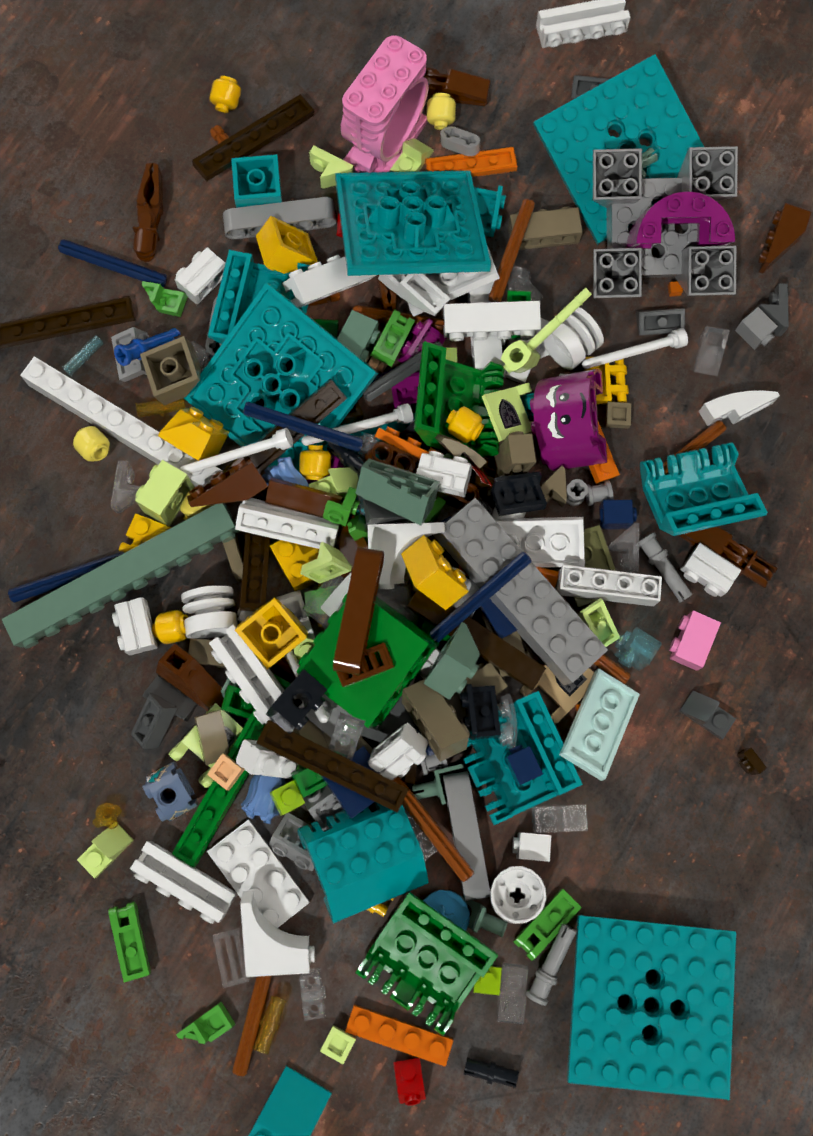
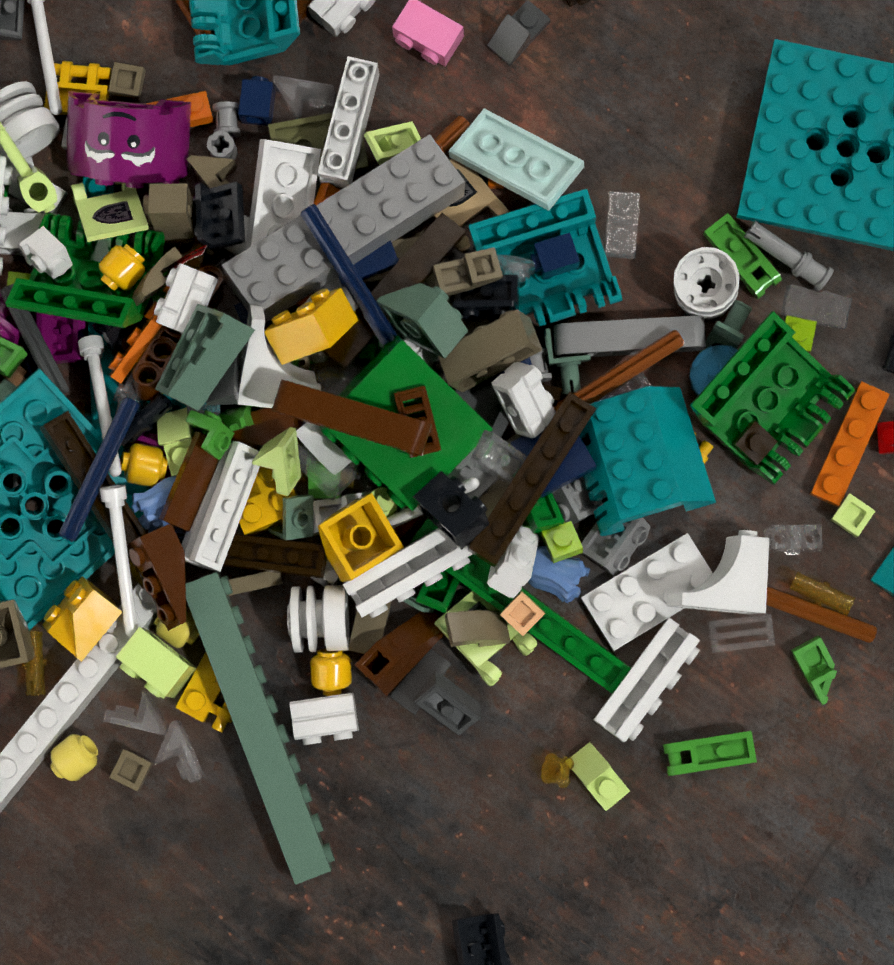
camera: 70 degrees left, 5 degrees up
(56, 580) = (248, 805): dark blue axle -> none
(85, 487) = (131, 770): none -> dark tan plate
(105, 520) = (178, 744): none -> clear slope
(168, 777) = (552, 678): sand blue brick -> none
(286, 584) = (296, 518): none -> sand green bracket
(388, 951) = (754, 442): none -> dark brown plate
(470, 369) = (46, 253): none -> white brick
(497, 693) = (469, 272): none -> dark tan slope
(532, 846) = (651, 260): white brick -> none
(636, 649) = (431, 101): clear light blue brick -> none
(658, 557) = (318, 59): light grey pin -> none

